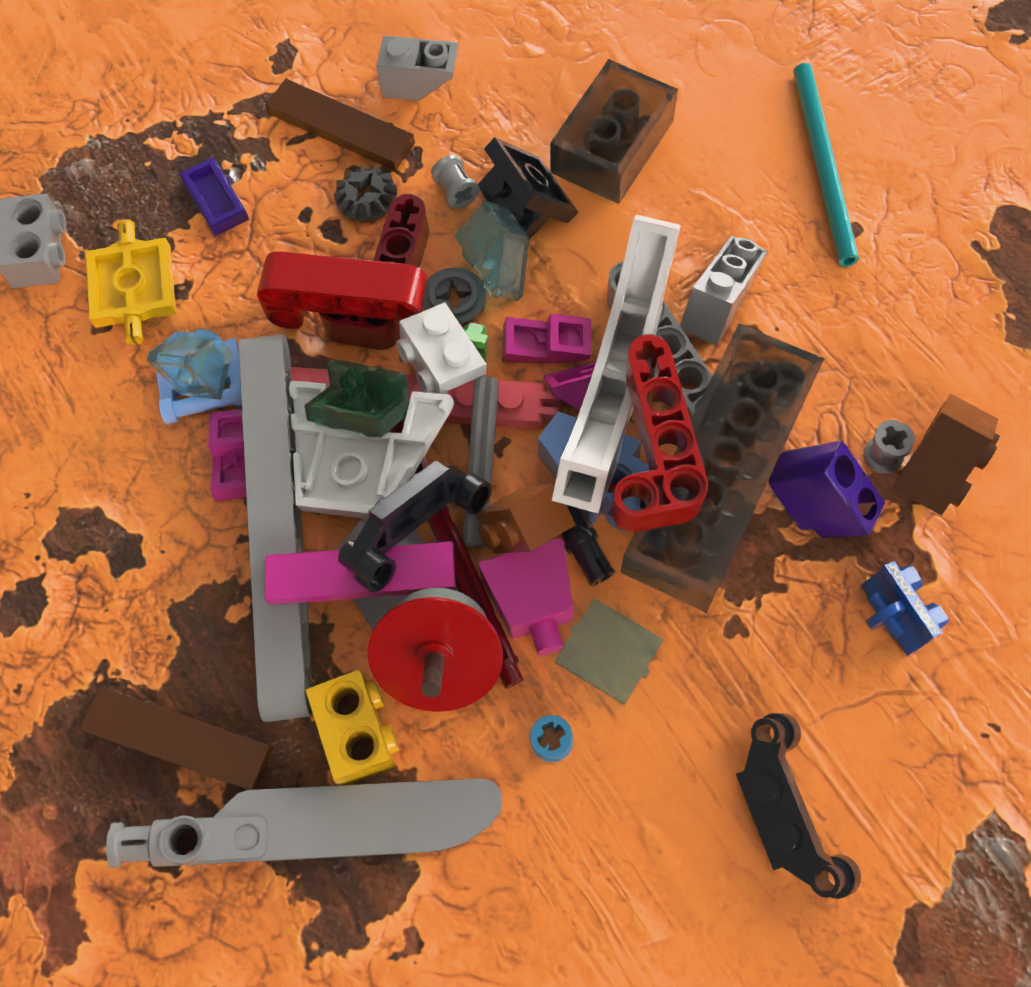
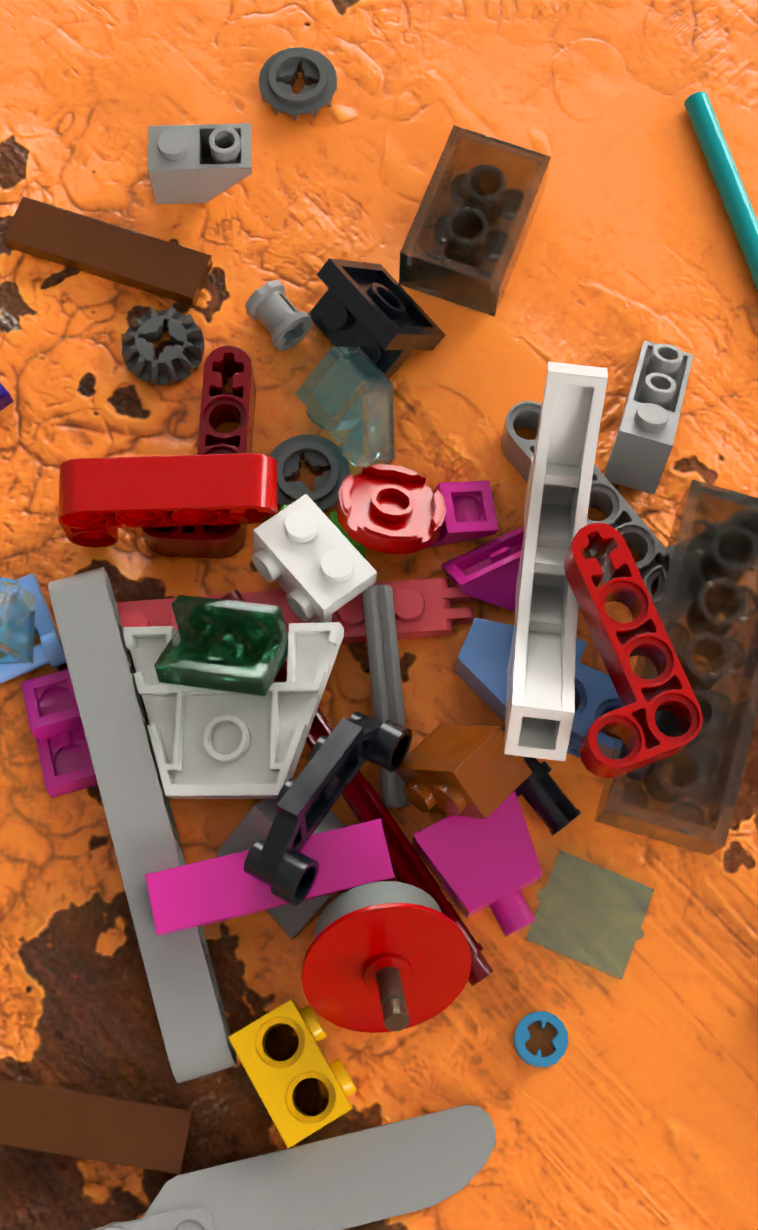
camera: 15 degrees left, 5 degrees up
(492, 16) = (280, 74): none -> dark grey gear
(509, 325) = (390, 509): none -> tile

